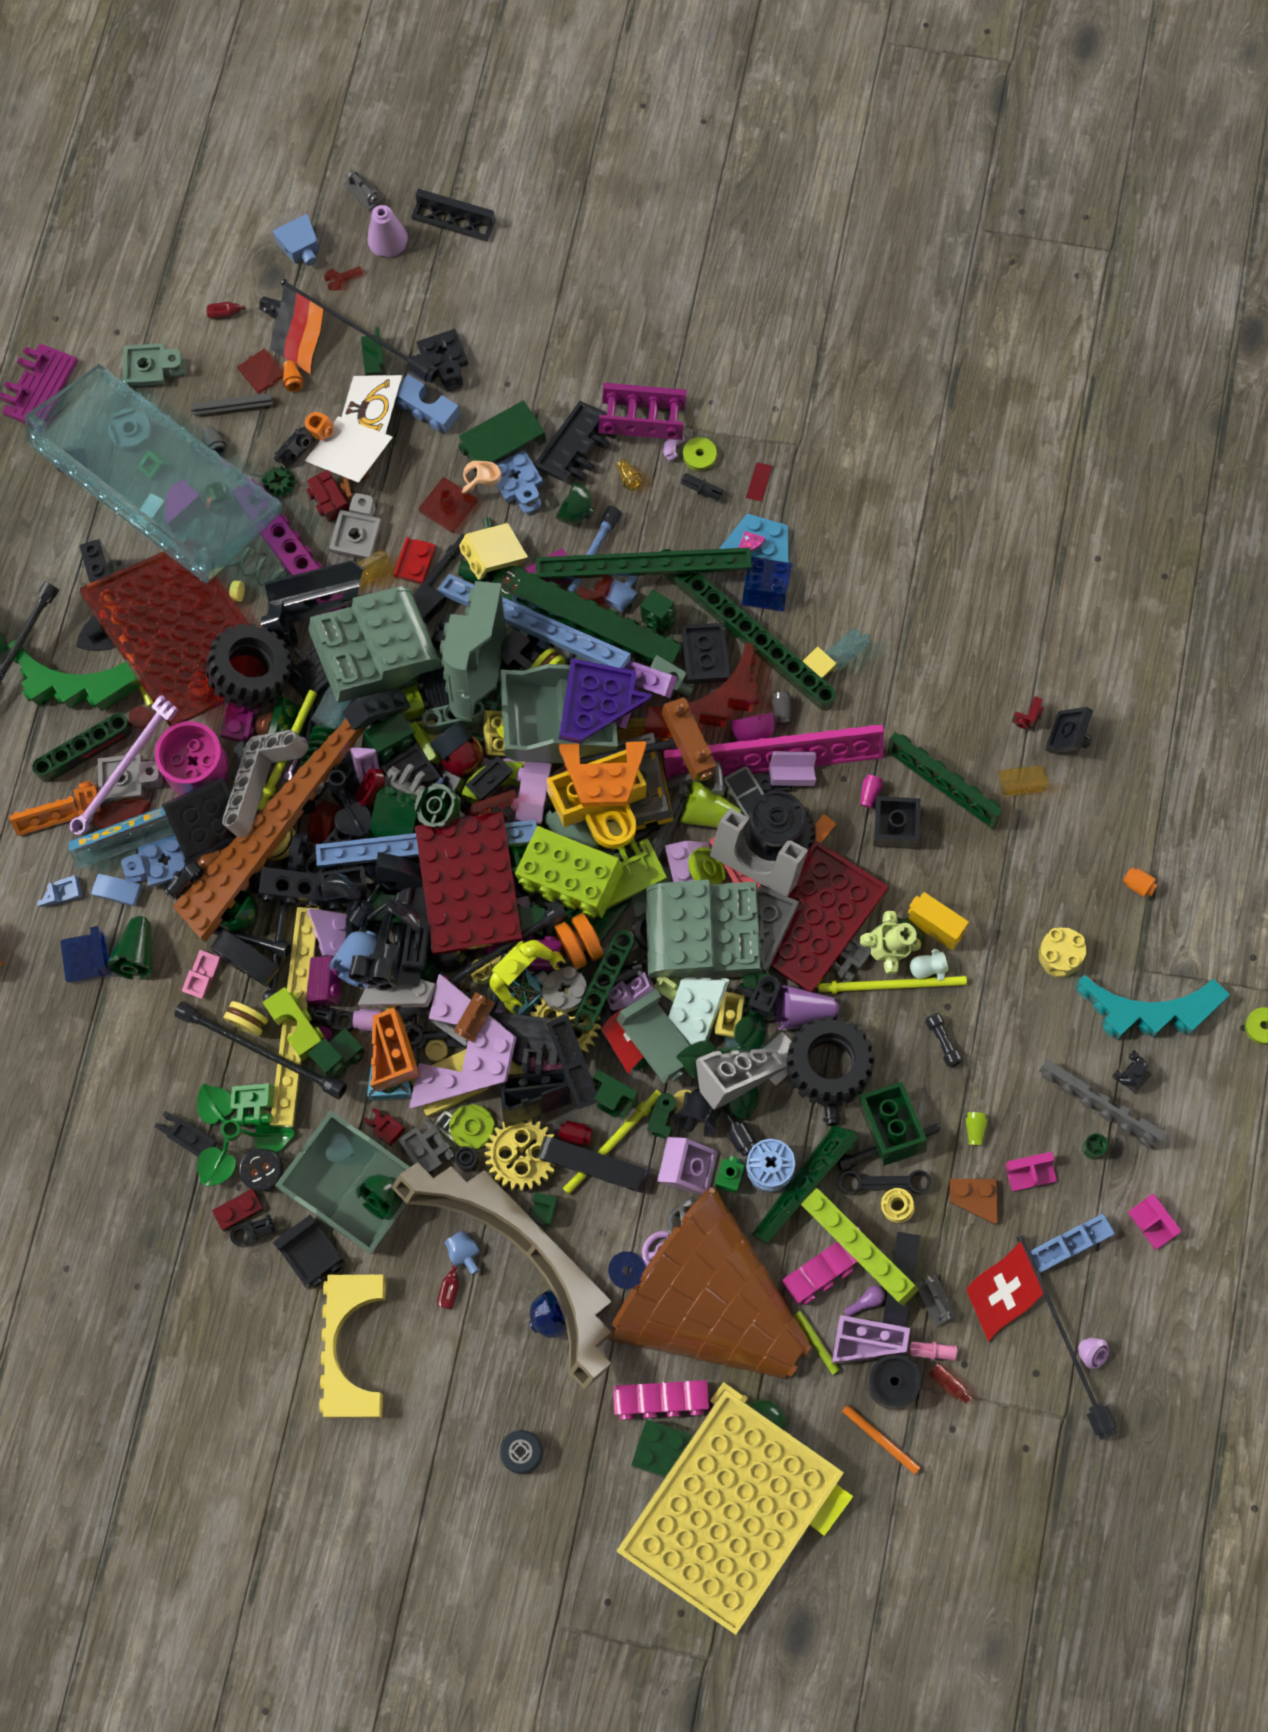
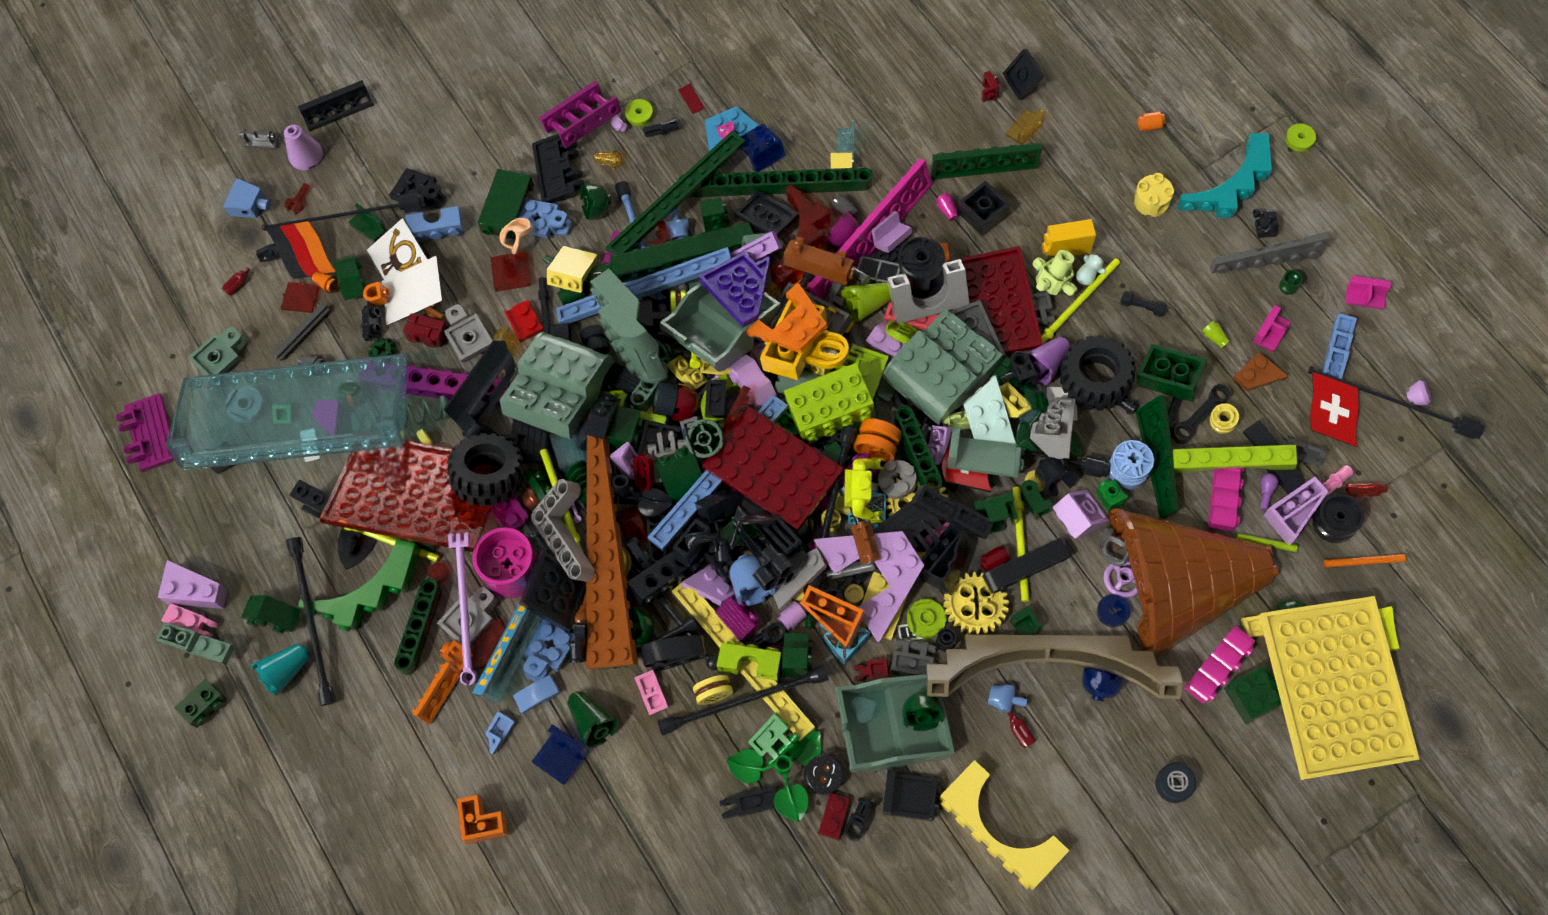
camera: 45 degrees left, 5 degrees down
(313, 389) = (349, 276): none -> dark green brick

